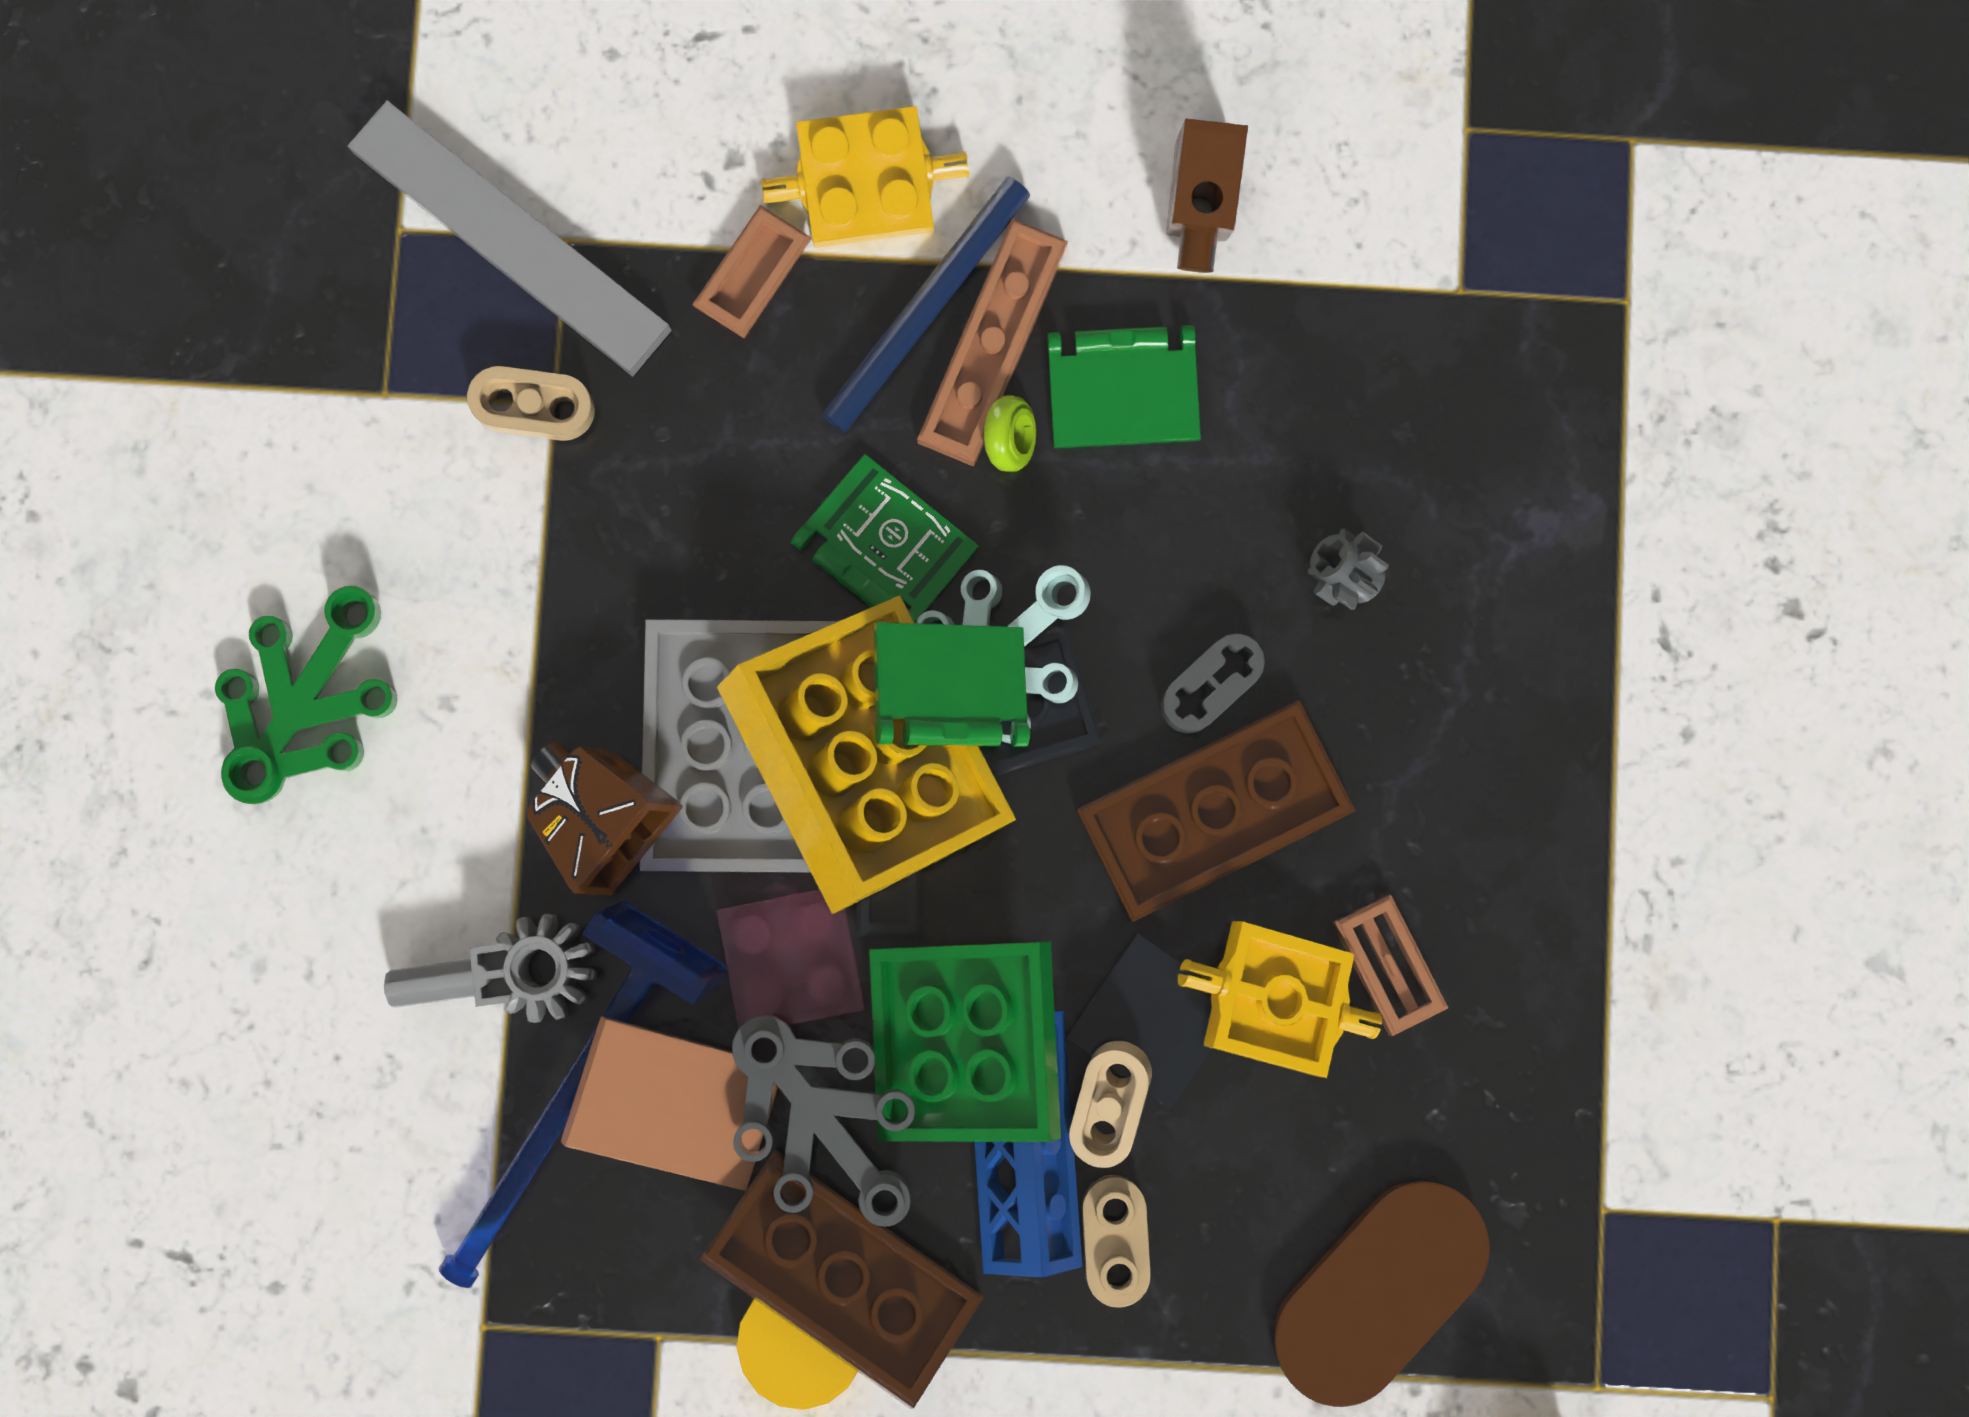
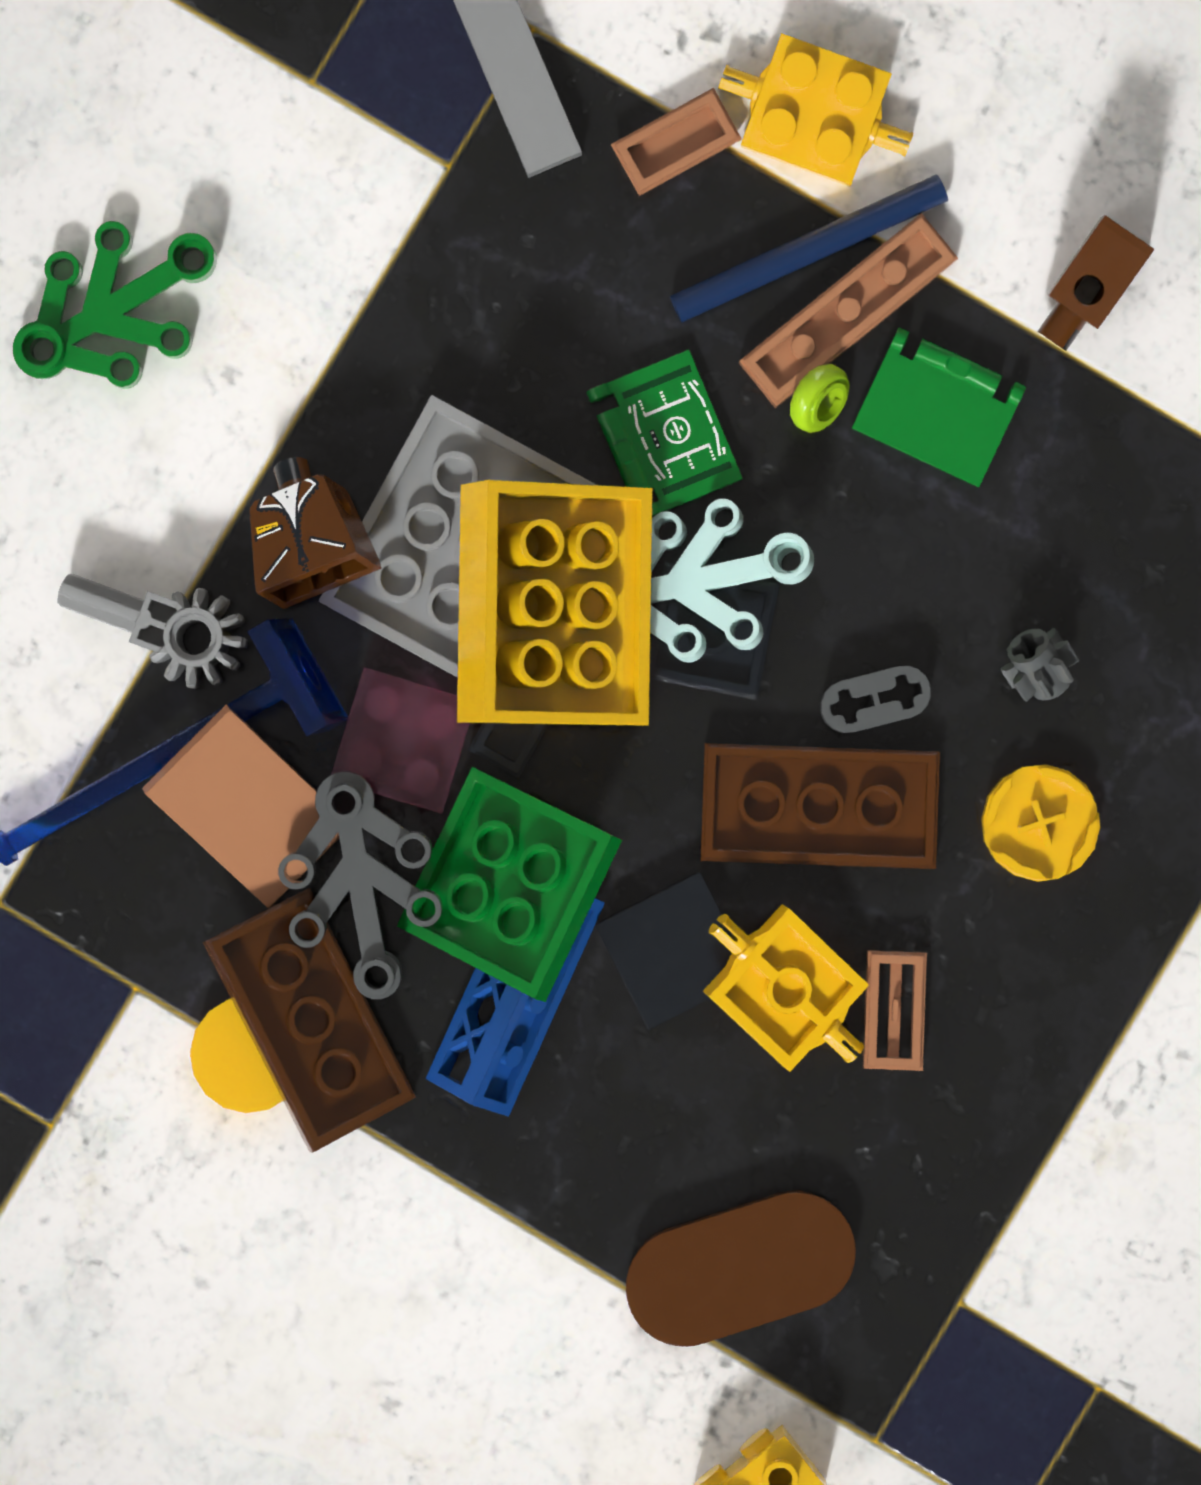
camera: 35 degrees right, 5 degrees up
(533, 403) = (432, 158): tan plate -> none
(950, 684) = (653, 585): green piece -> none
(1110, 1100) = (604, 995): tan plate -> none
(1115, 1241) = (547, 1111): tan plate -> none
(1427, 716) = (1040, 822): none -> yellow tile

